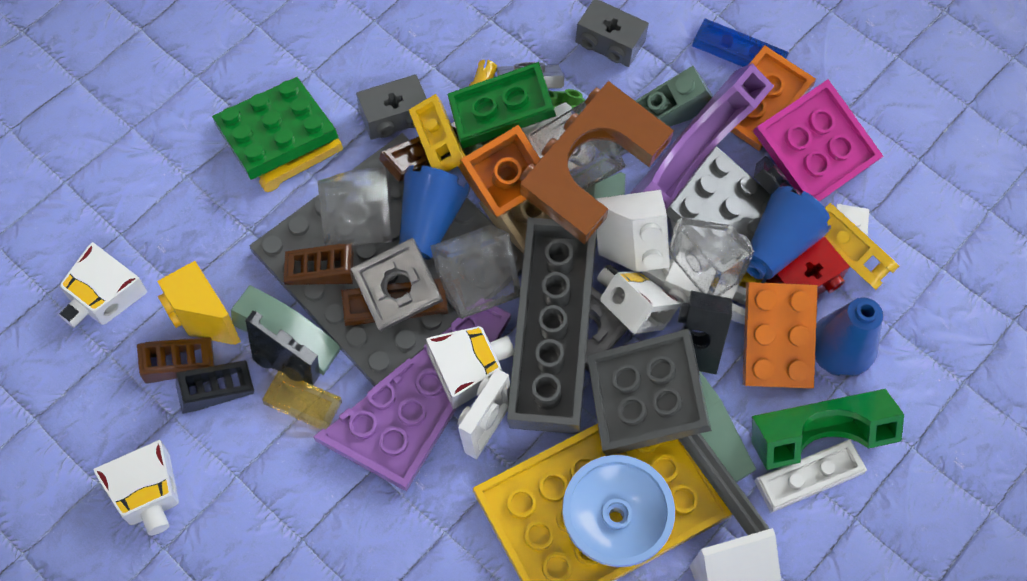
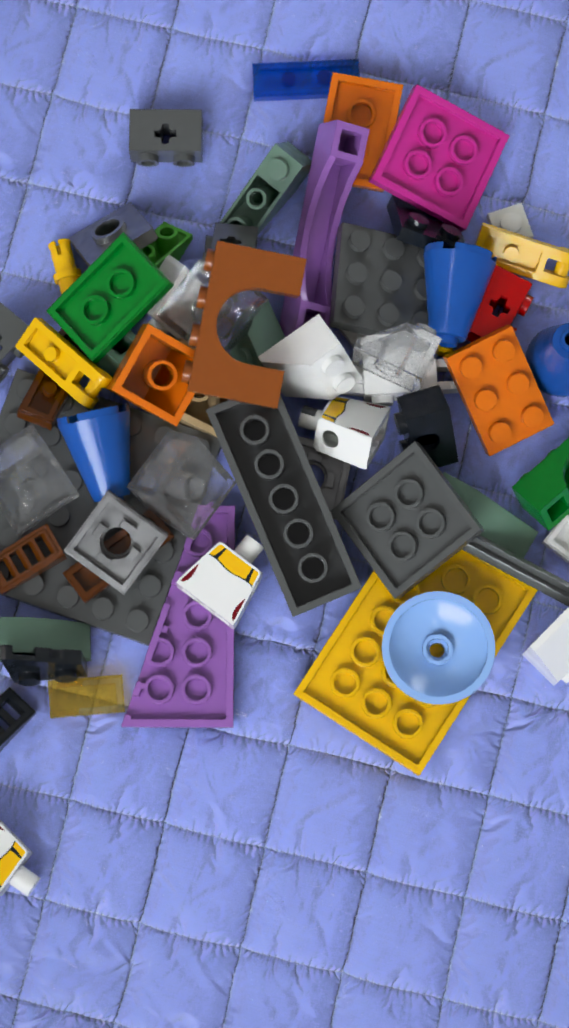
camera: 25 degrees left, 15 degrees up
(482, 419) = (266, 635): white plate -> none

